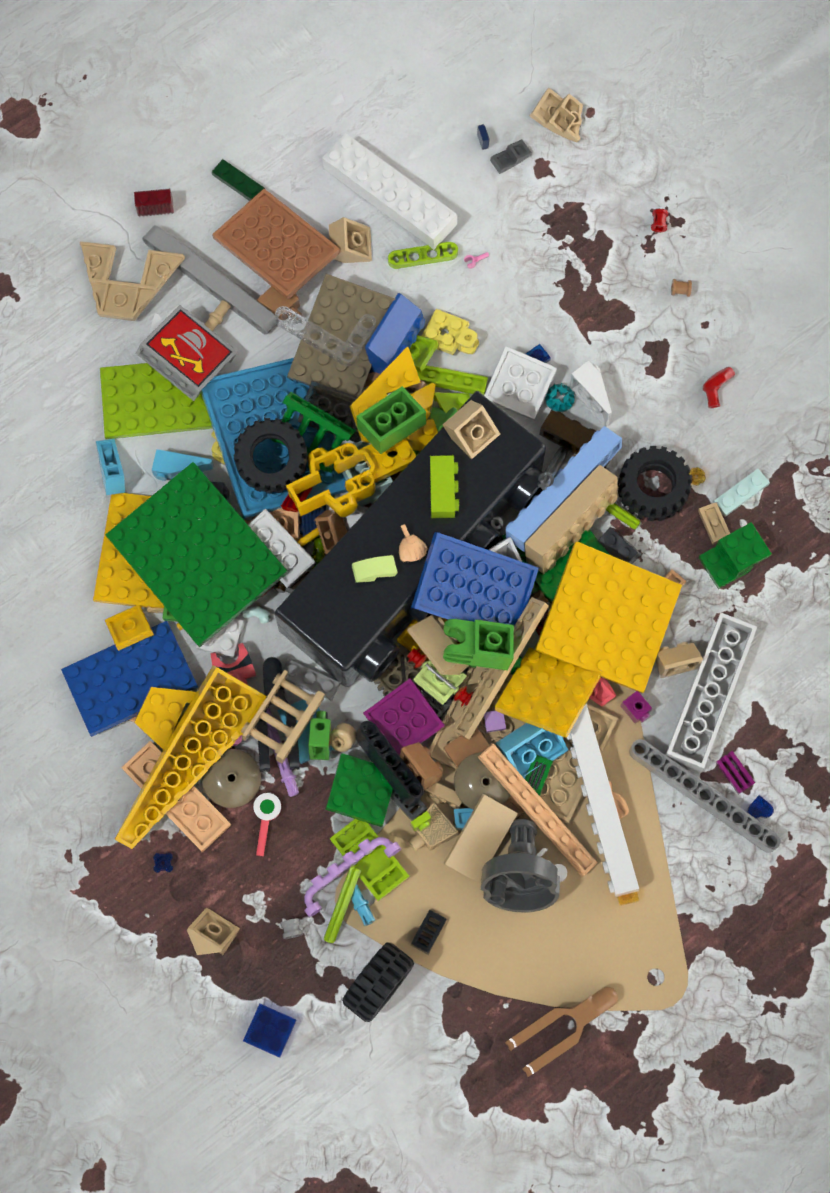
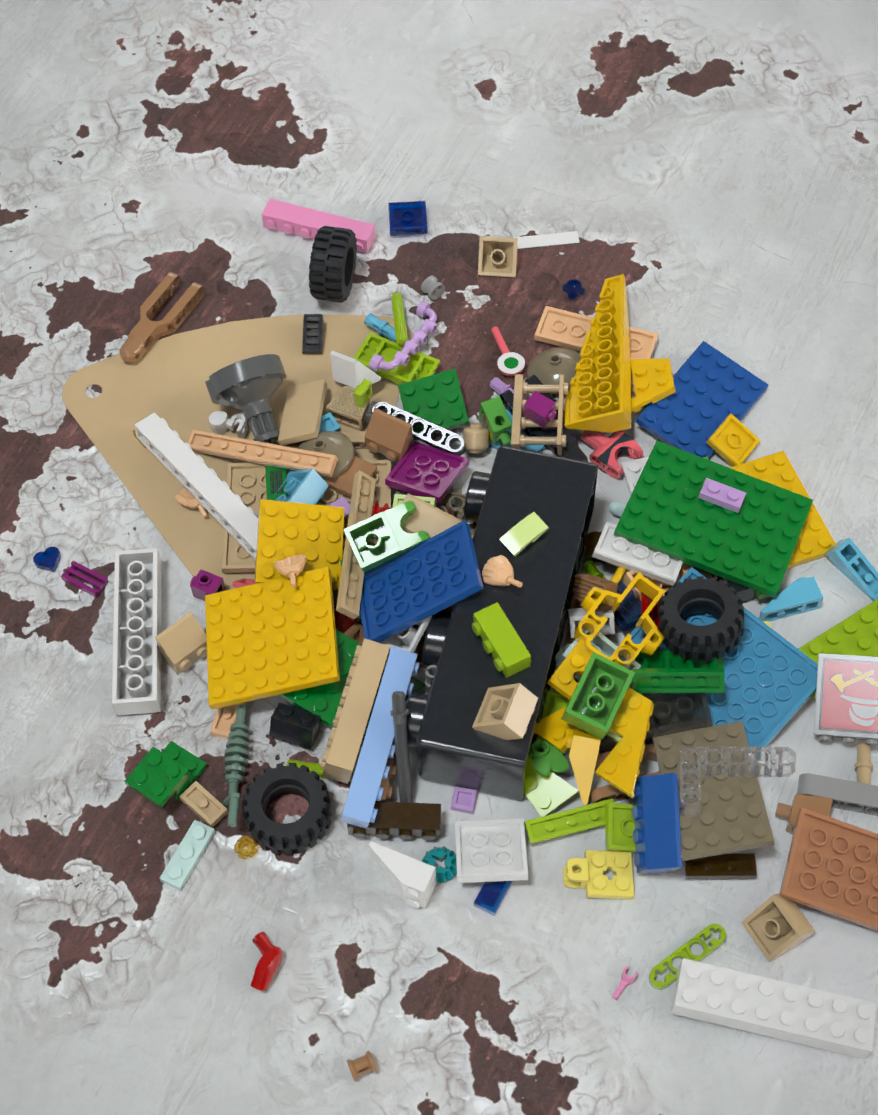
camera: 155 degrees right, 15 degrees down
(156, 940) = (547, 239): none -> white sticker
(180, 562) = (722, 495): none -> lavender plate
(283, 708) = (539, 409): none -> magenta brick
(361, 1065) = (307, 221): none -> bright pink brick
(415, 857) = (350, 371): none -> white slope
(567, 663) = (291, 567): none -> light nougat piece
(677, 542) = (235, 762): none -> sand green piece
(714, 796) = (98, 536): light grey beam -> none

